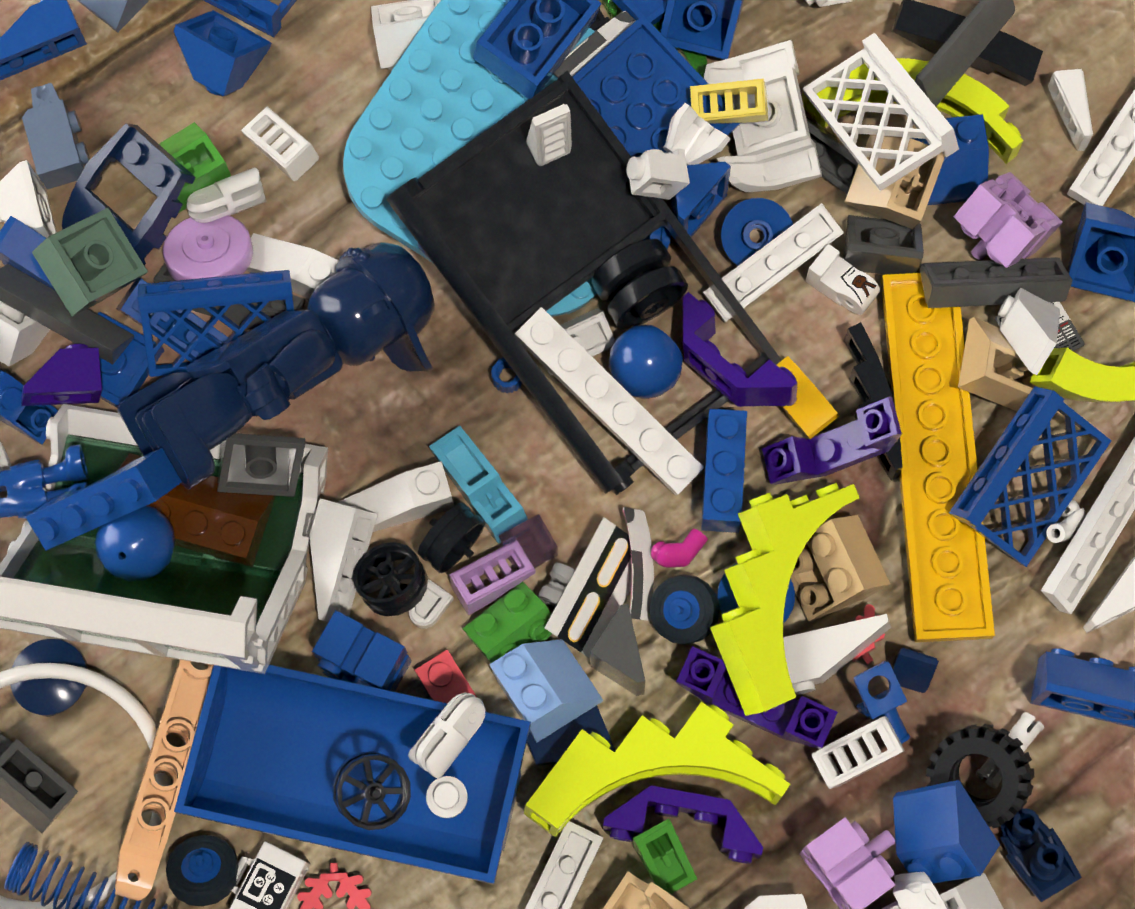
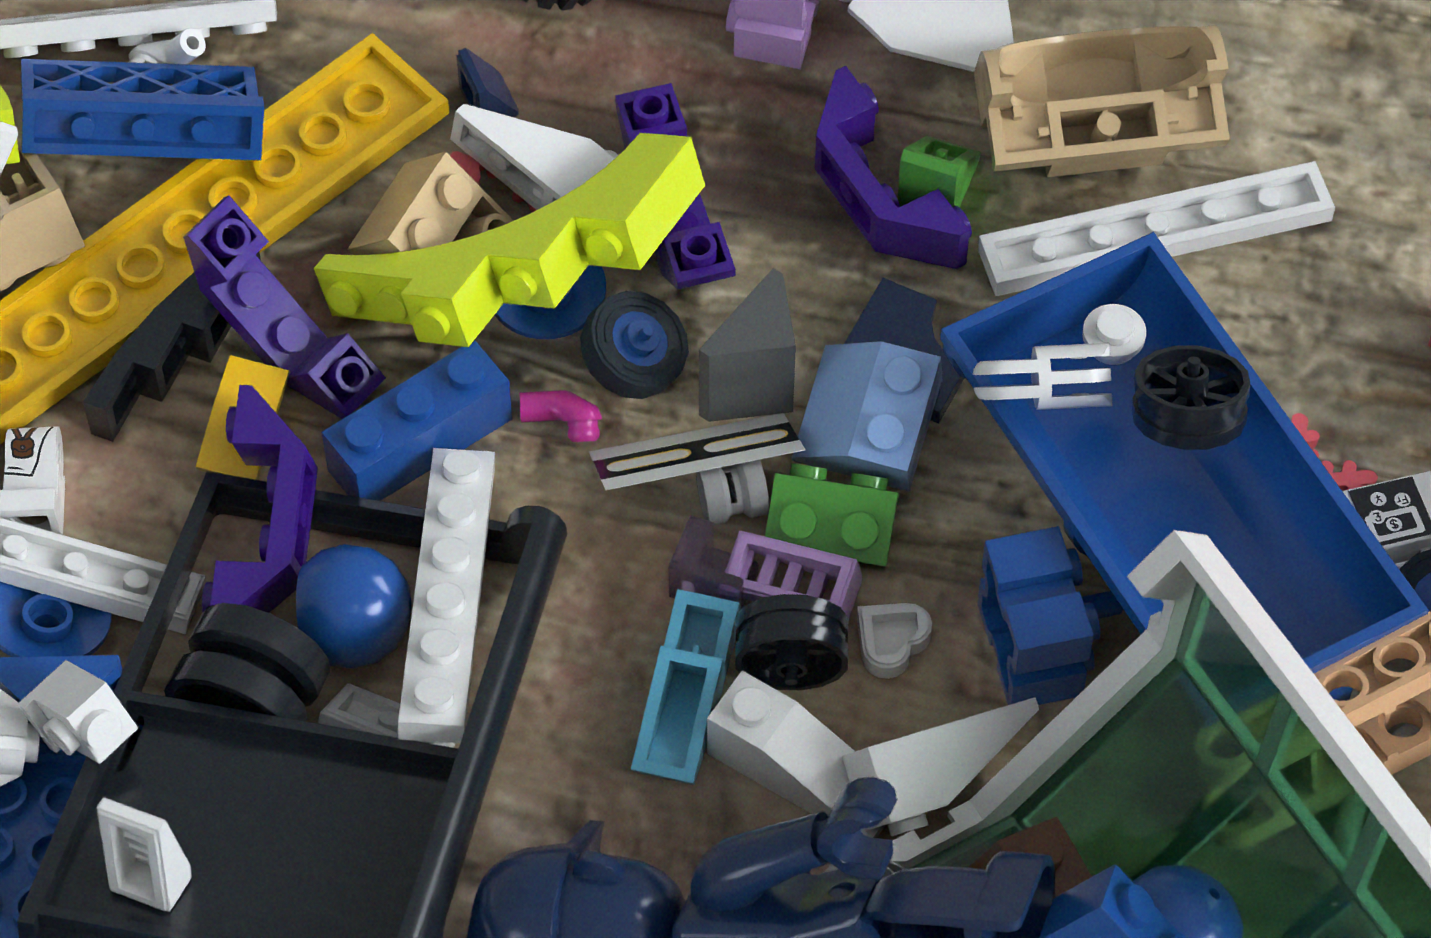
camera: 135 degrees left, 15 degrees down
(392, 580) = (907, 676): black wheel -> none
(443, 678) = (972, 514): coral plate -> none
(508, 387) = (521, 788): blue axle -> none
(642, 564) = (599, 449): white sticker -> none
(648, 751) = (846, 259): neon yellow arch -> none
(828, 767) = (660, 58): white slope -> none
(885, 702) = (558, 77): blue bracket -> none

